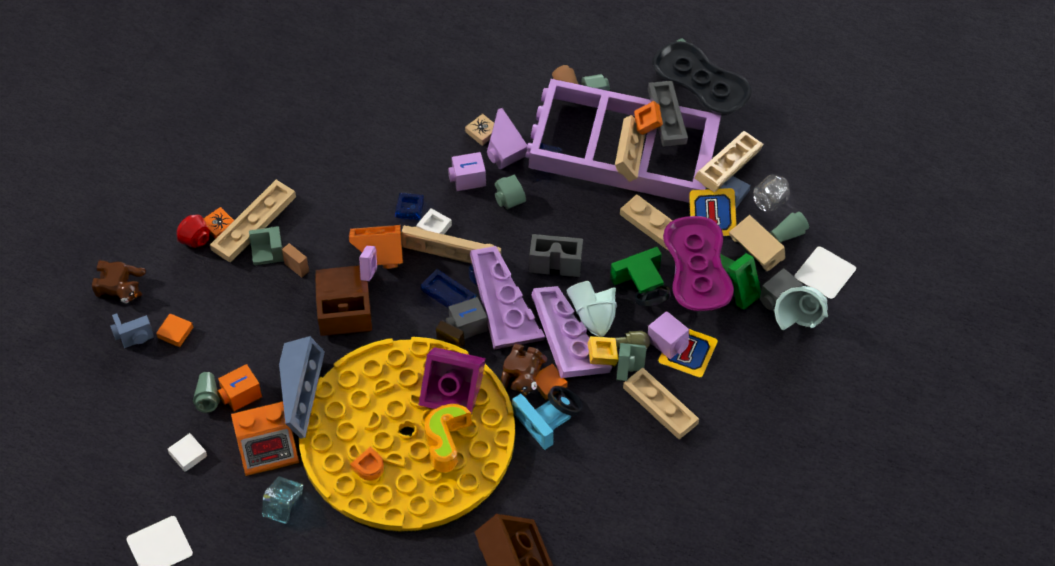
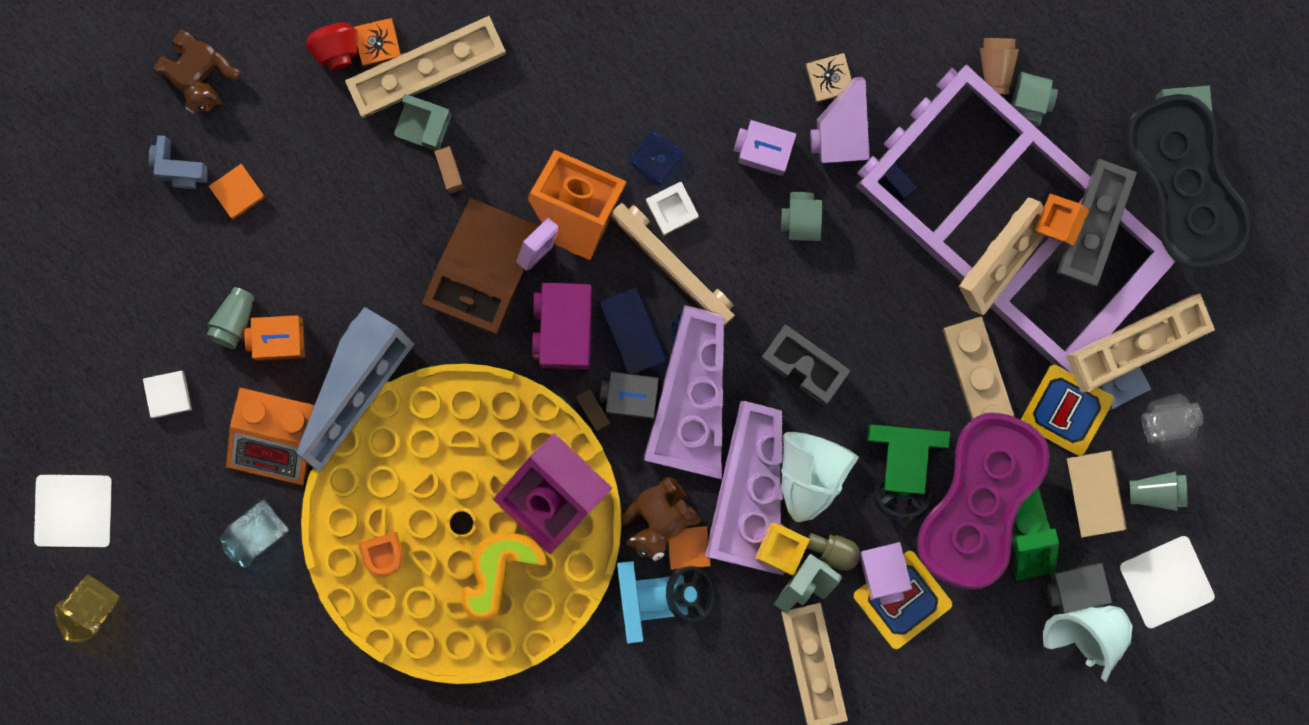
camera: 25 degrees right, 30 degrees up
(408, 297) = (564, 326): none -> magenta brick

